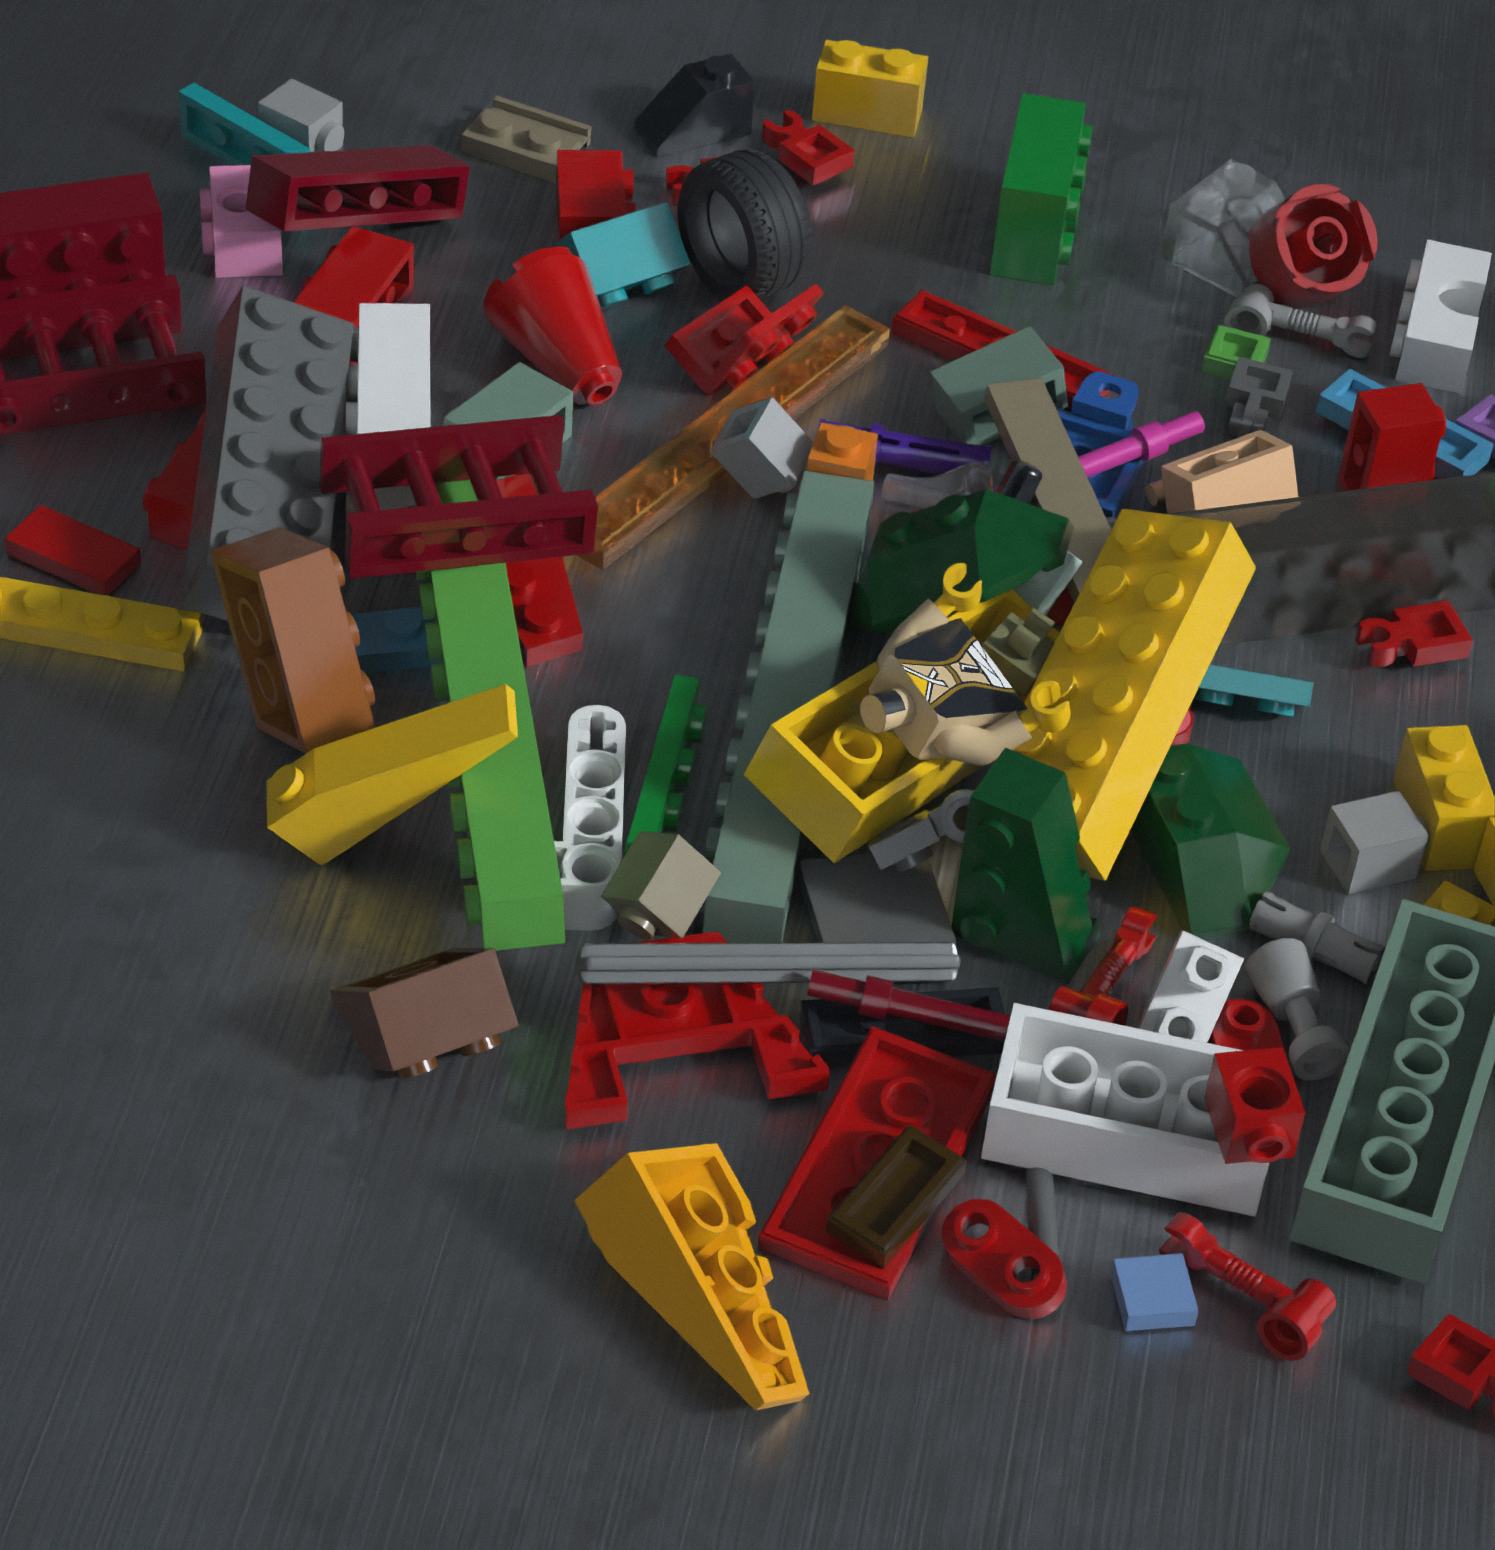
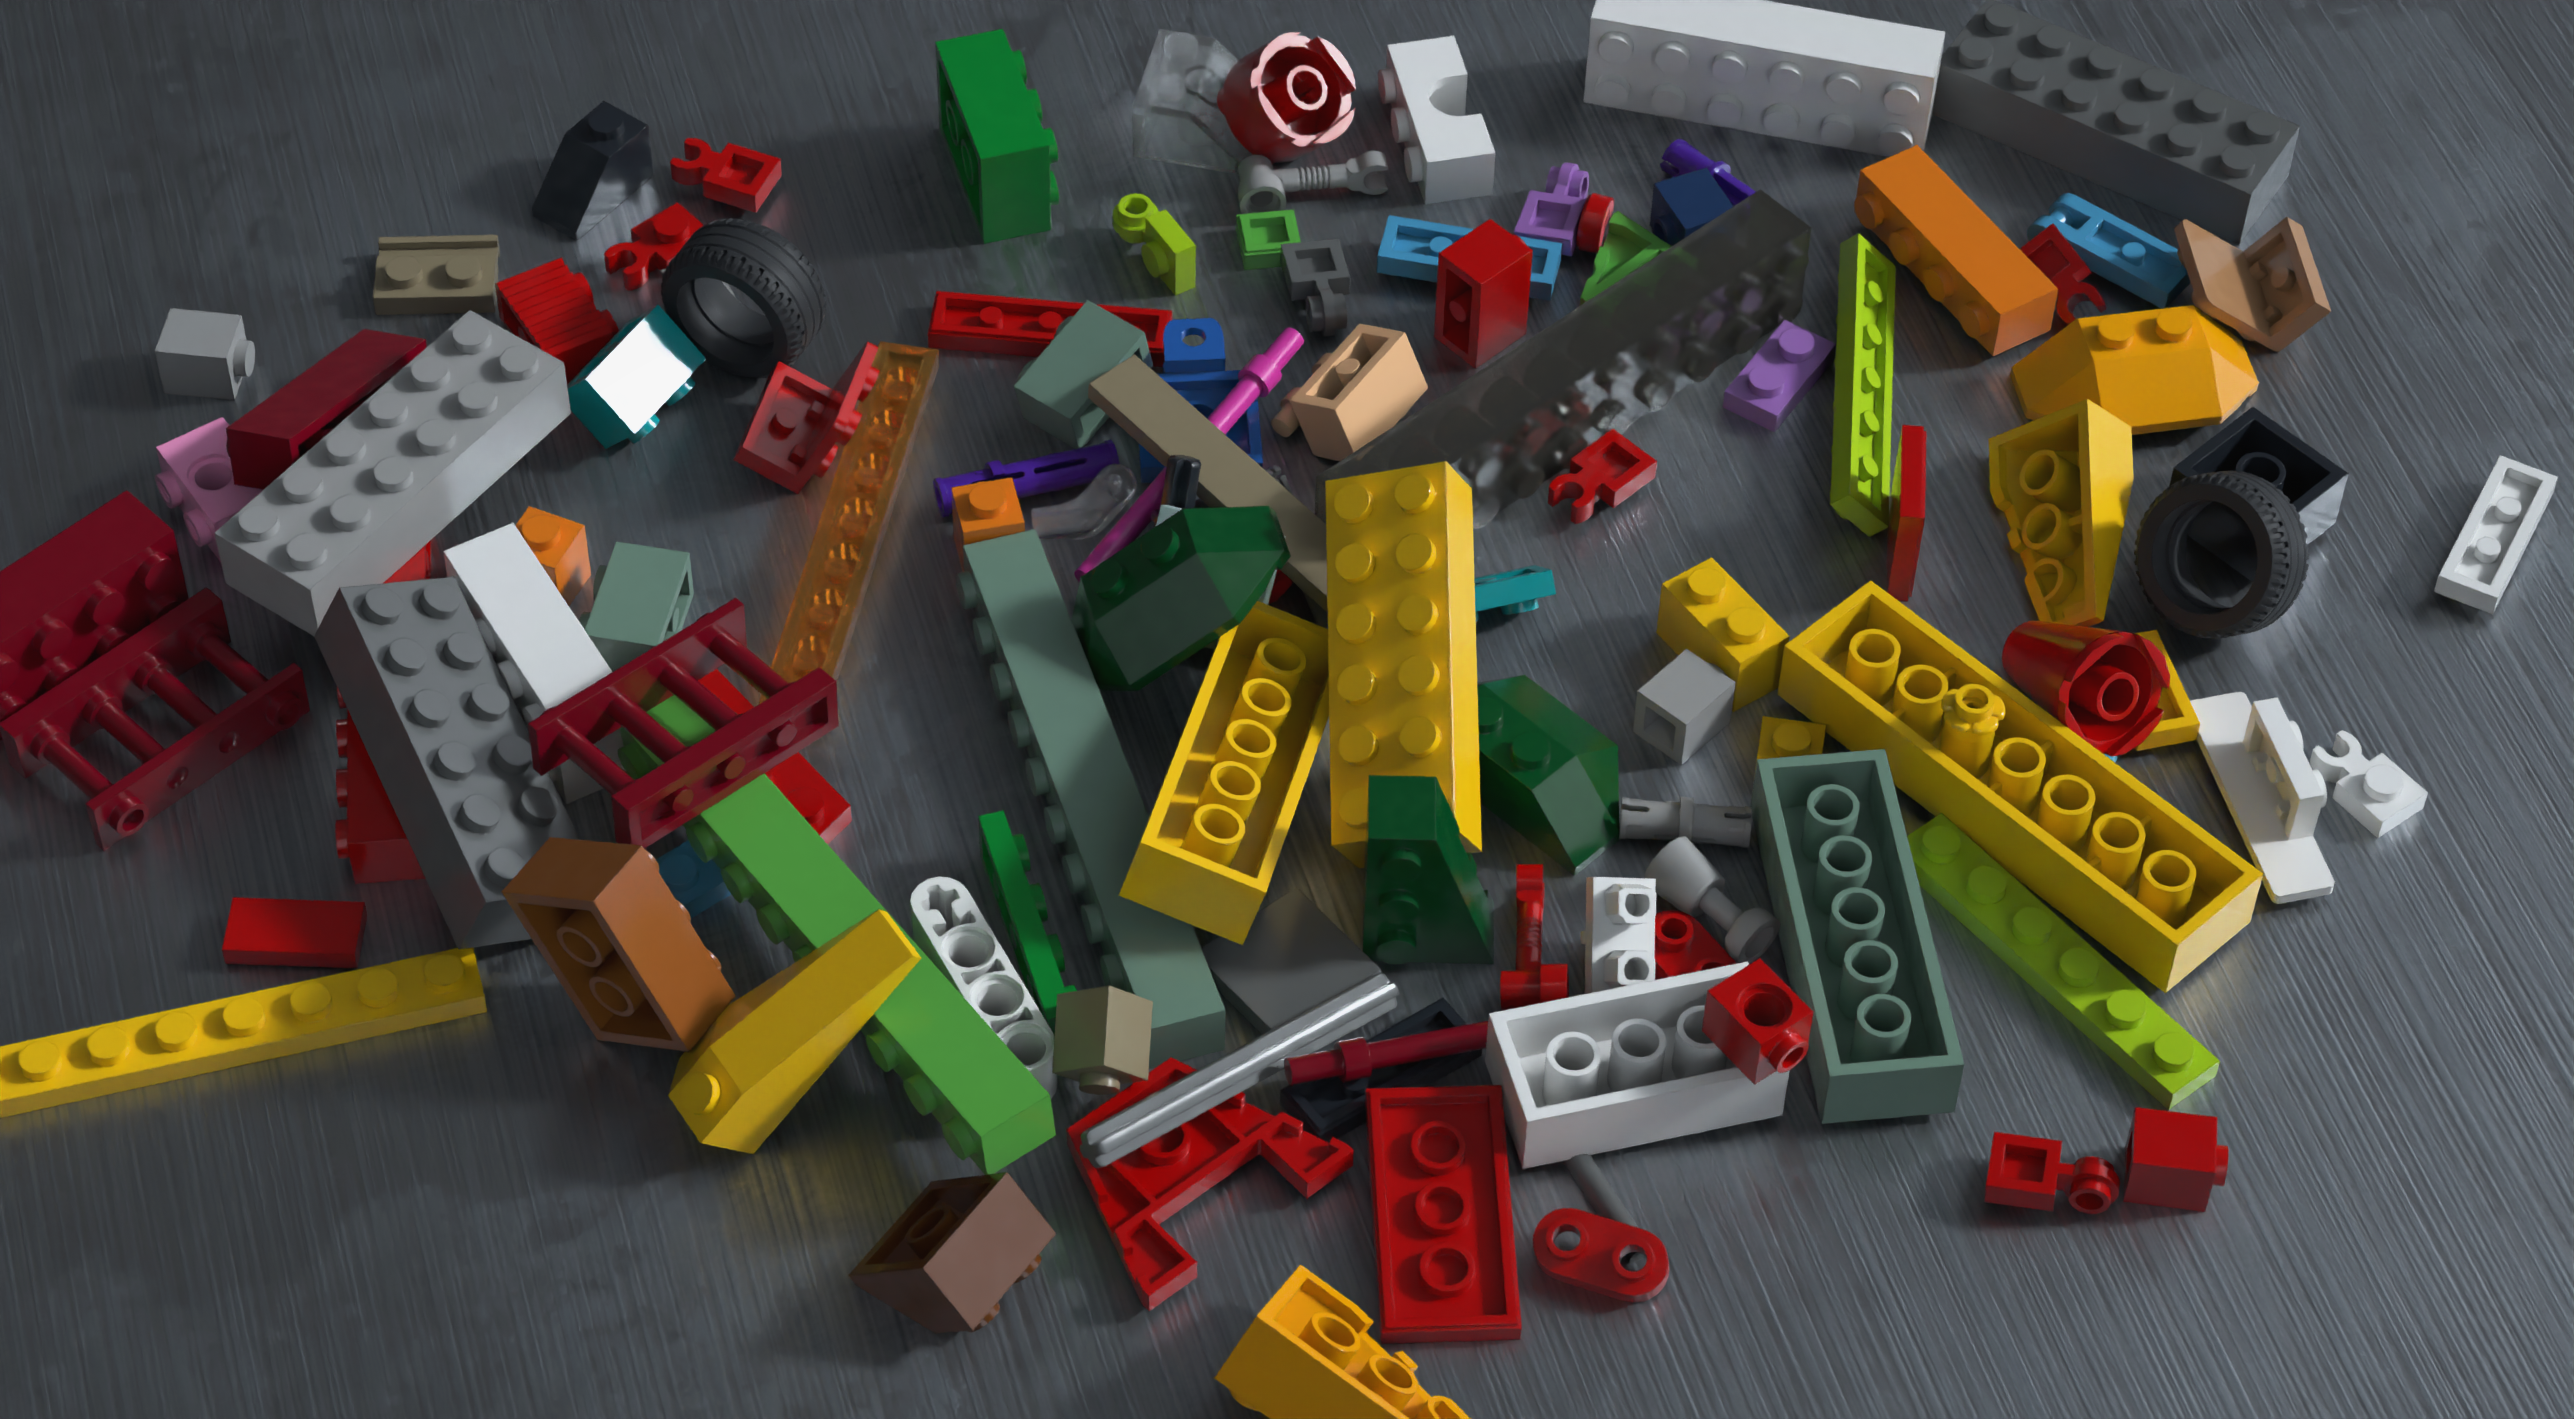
camera: 25 degrees left, 5 degrees up
(228, 129) = (151, 395): teal plate -> none
(375, 235) = (394, 471): none -> light grey brick
(461, 358) = (559, 548): none -> orange brick
(557, 323) = (625, 484): red cone -> none
(763, 448) = (905, 536): light grey brick -> none
(869, 87) = (752, 80): yellow brick -> none
(896, 1196) = (1484, 1241): dark brown tile -> none
(910, 840) = (1299, 882): dark grey plate -> none
(946, 690) = (1270, 737): torso -> none
(1020, 648) = (1295, 659): olive tile -> none
(1134, 318) = (1167, 247): none -> lime plate
(1154, 1292) = (1739, 1225): medium blue tile -> none
(1292, 1316) = (1868, 1190): red brick -> none

